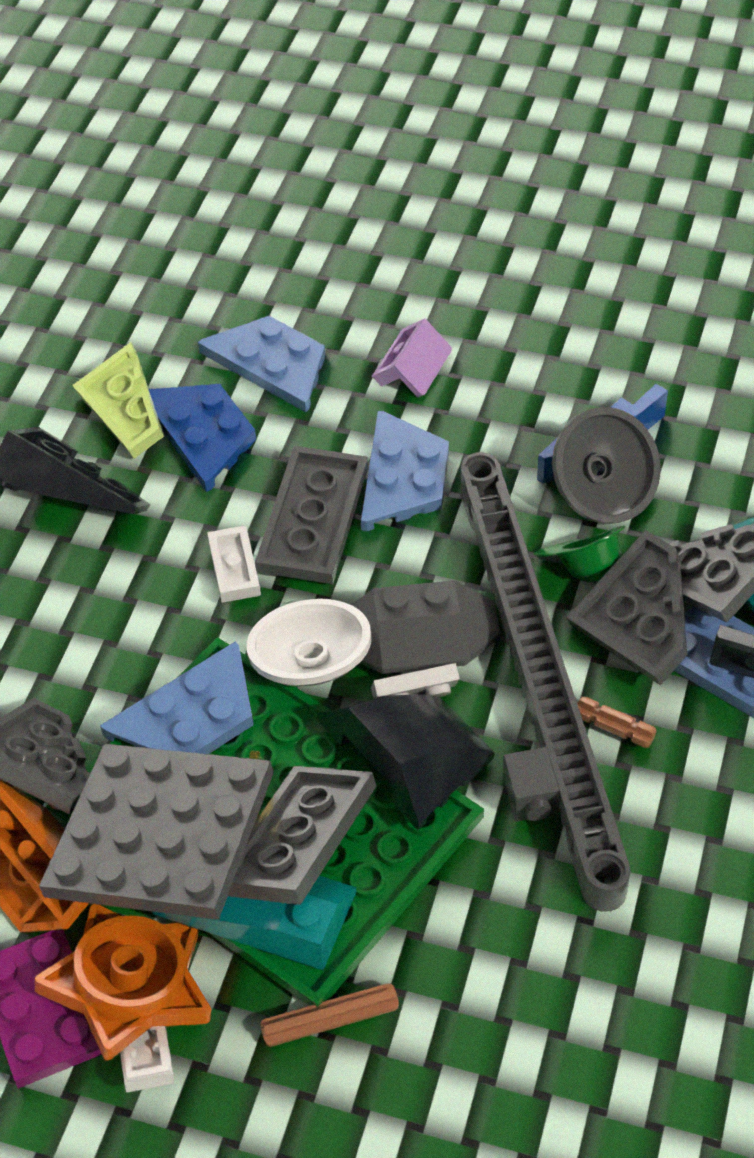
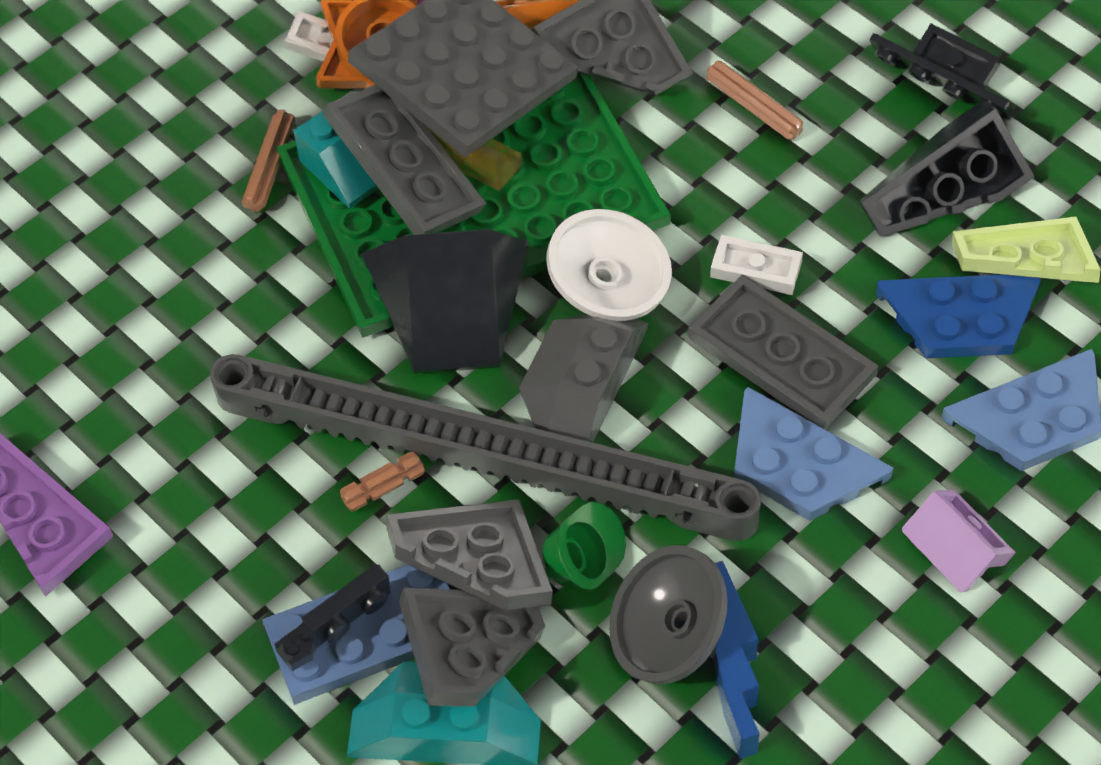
camera: 120 degrees right, 5 degrees up
(39, 644) = (755, 100): none -> nougat axle
(192, 711) = (594, 159): medium blue wing -> none
(431, 681) = (521, 337): white plate -> none
(531, 784) = (361, 366): dark grey brick -> none

